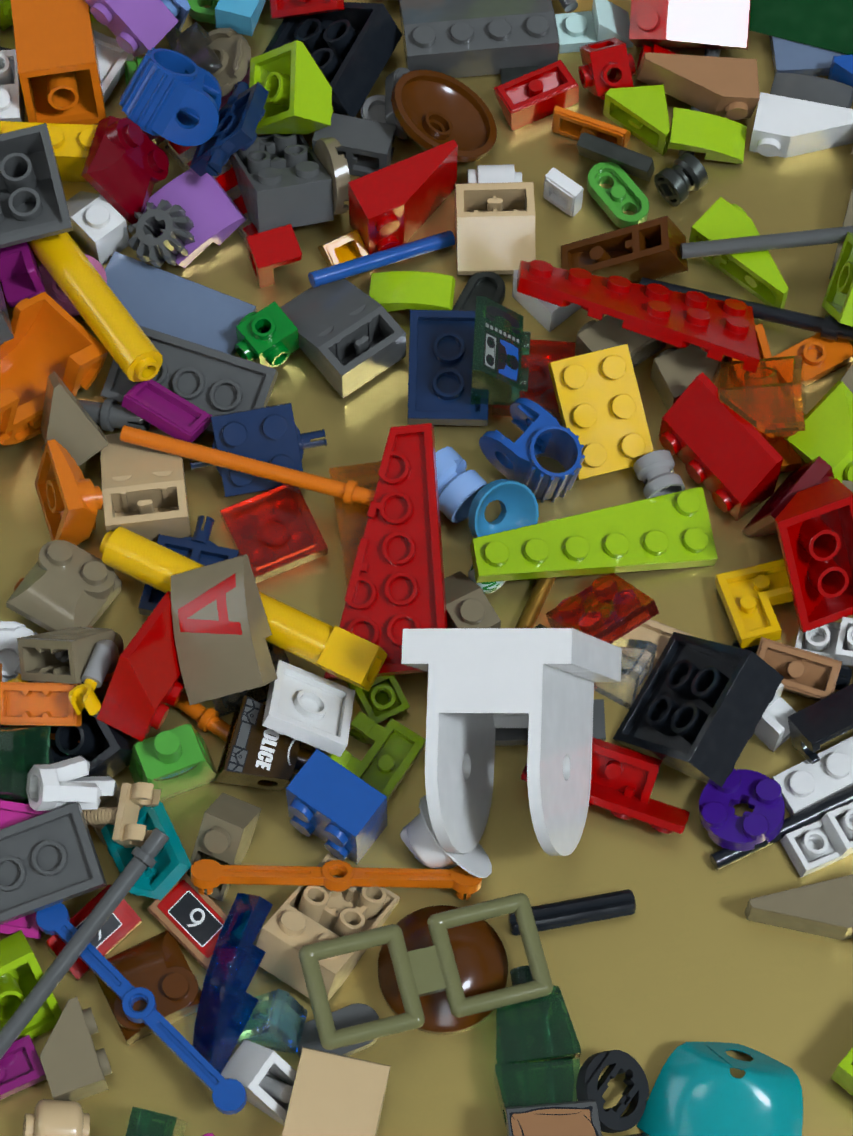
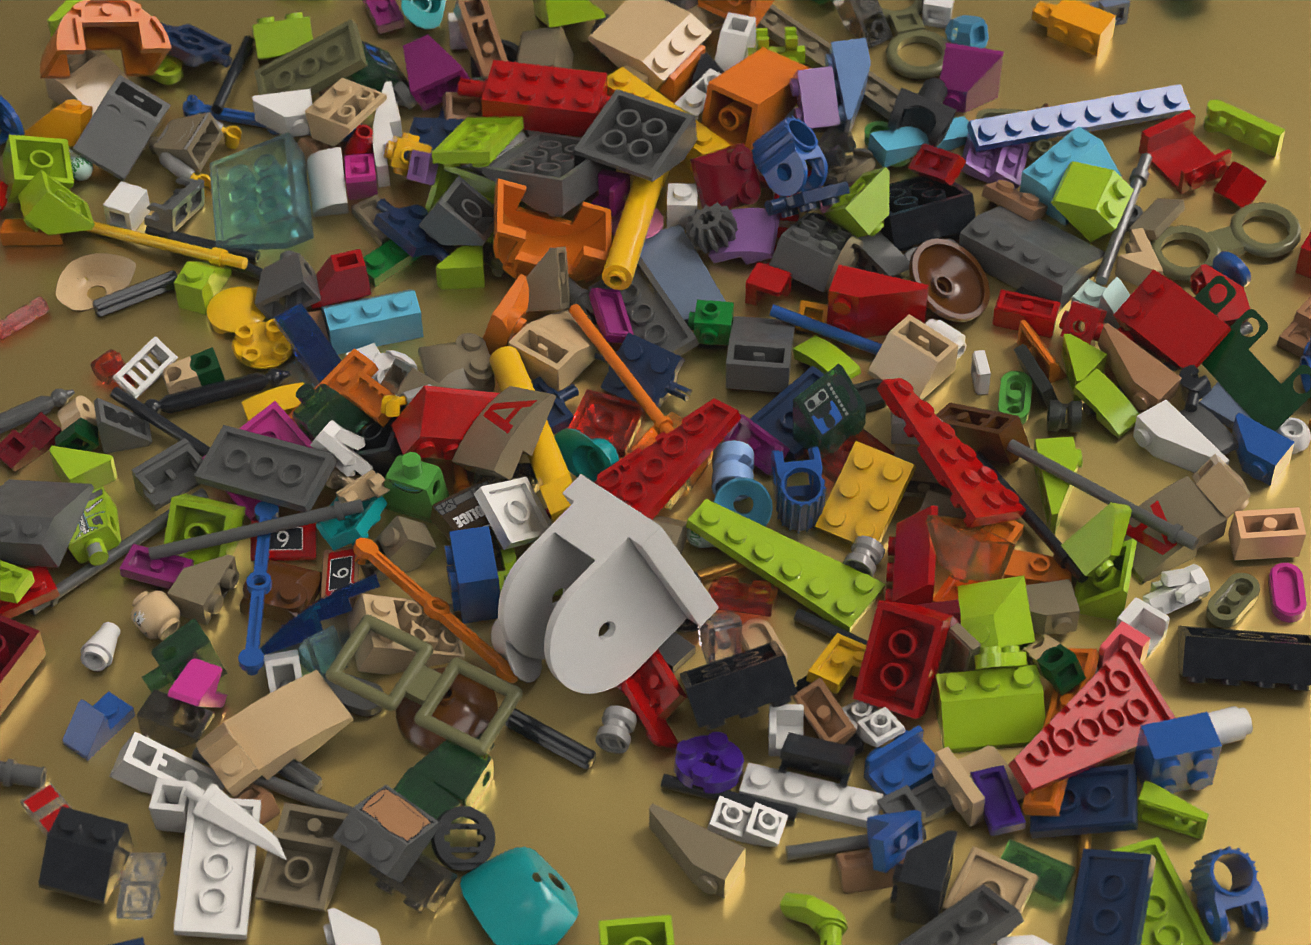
camera: 45 degrees right, 15 degrees down
(308, 584) = (585, 454): none -> teal piece
(451, 431) = (758, 440): none -> magenta plate
(627, 852) = (616, 728): none -> light grey wheel
(704, 574) = (823, 626): none -> black bar
(767, 61) = (1193, 387): none -> black piece

